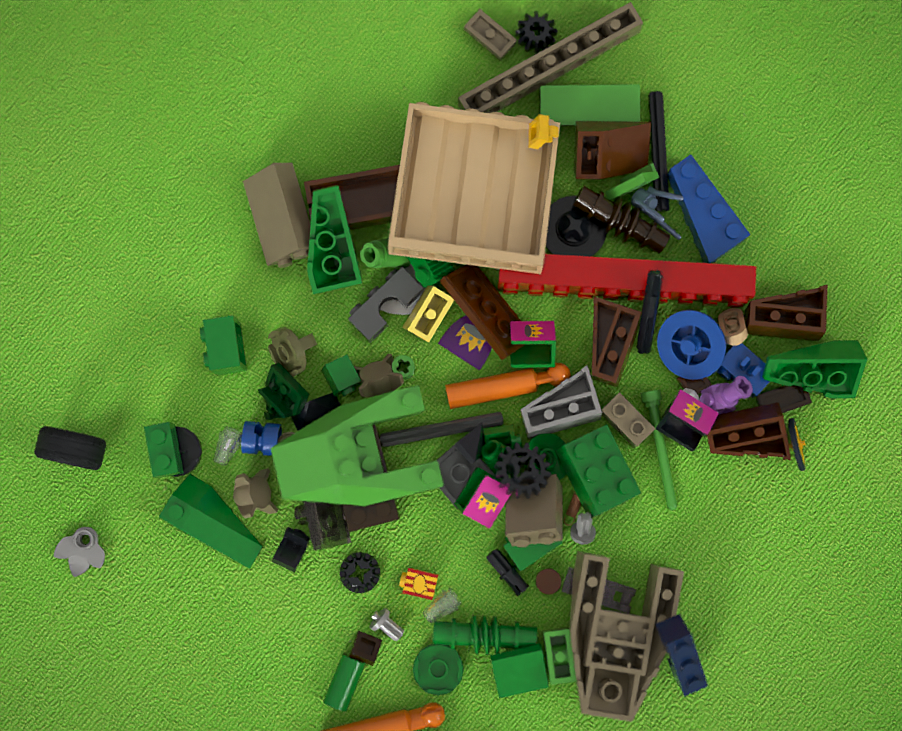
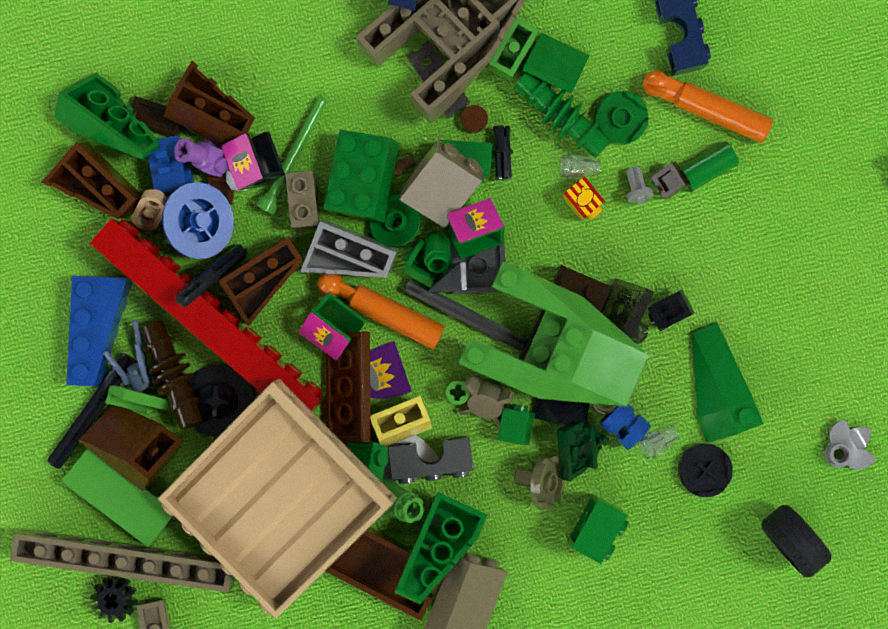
camera: 140 degrees left, 5 degrees up
(163, 450) = (717, 478): green brick -> none
(253, 494) = (667, 381): dark tan piece -> none
(370, 578) = (615, 253): black gear -> none
(533, 477) = (421, 214): black gear -> none
(541, 132) = (181, 502): yellow tile -> none
(583, 530) = (412, 138): light grey piece -> none
(796, 444) = (176, 69): black wheel -> none

